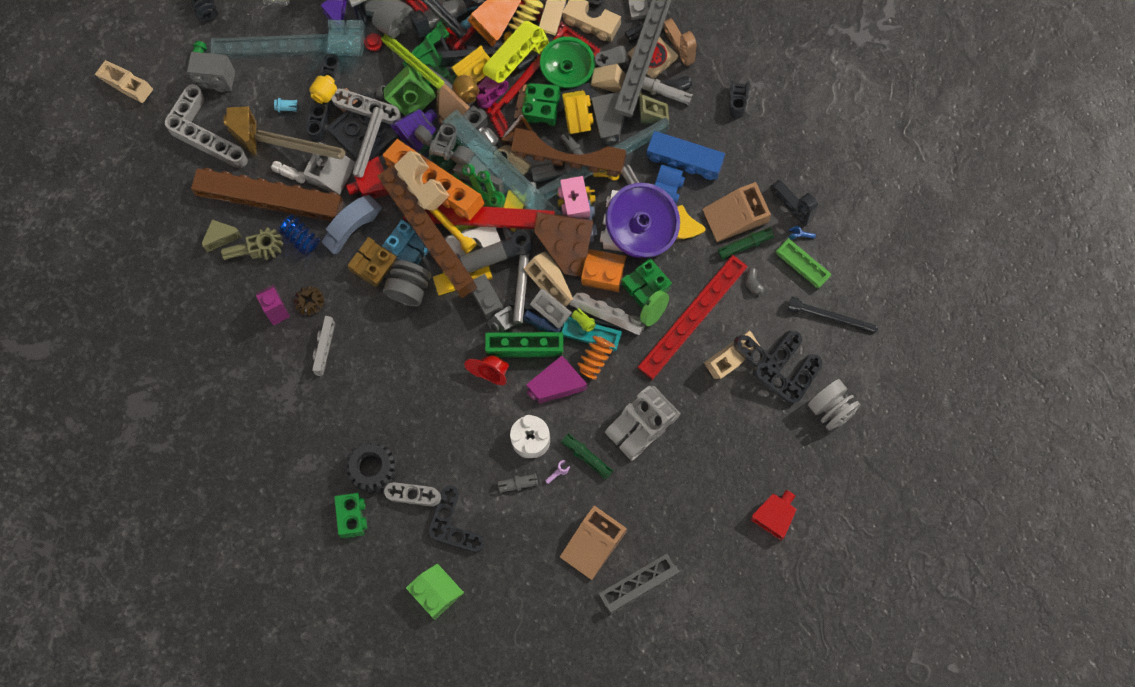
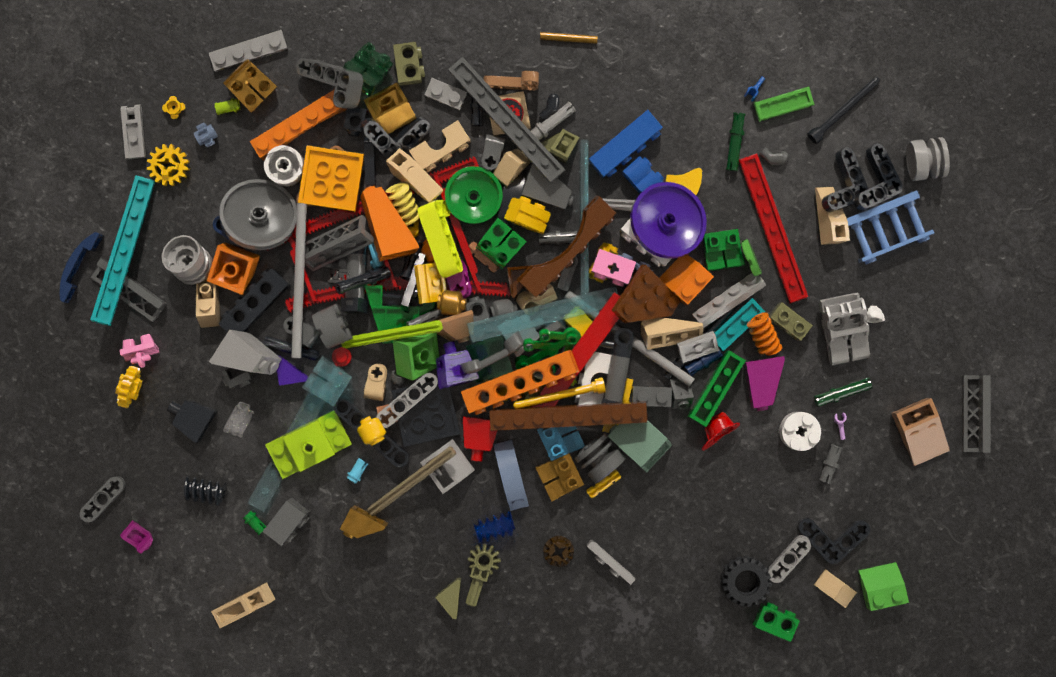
camera: 70 degrees left, 15 degrees up
(200, 134) = (340, 563): light grey beam -> none
(266, 195) = (437, 535): reddish brown brick -> none
(272, 305) = (544, 586): magenta slope -> none
(285, 55) = (308, 444): none -> lime brick
(288, 172) = (424, 503): white axle -> none
(365, 78) = (374, 385): none -> tan piece
(368, 142) = (446, 418): light grey axle -> none
(388, 303) = (603, 484): none -> yellow axle
(409, 552) = (835, 588): none -> tan slope
(411, 170) = (508, 399): tan arch -> none
(440, 310) = (640, 442): none -> sand green slope
(444, 141) = (497, 354): dark grey piece -> none
(586, 322) = (725, 325): lime pin -> none
(620, 374) = (790, 321): none -> olive brick
(673, 444) = (874, 315): none -> white piece
(737, 212) = (705, 132): medium nougat slope -> none
(738, 96) = (596, 62): black piece -> none
(745, 66) = (568, 37): none -> pearl gold bar
(772, 402) = (890, 208): none -> medium blue fence
(776, 514) = (986, 265): red torso -> none
(803, 208) = (742, 73): black beam -> none

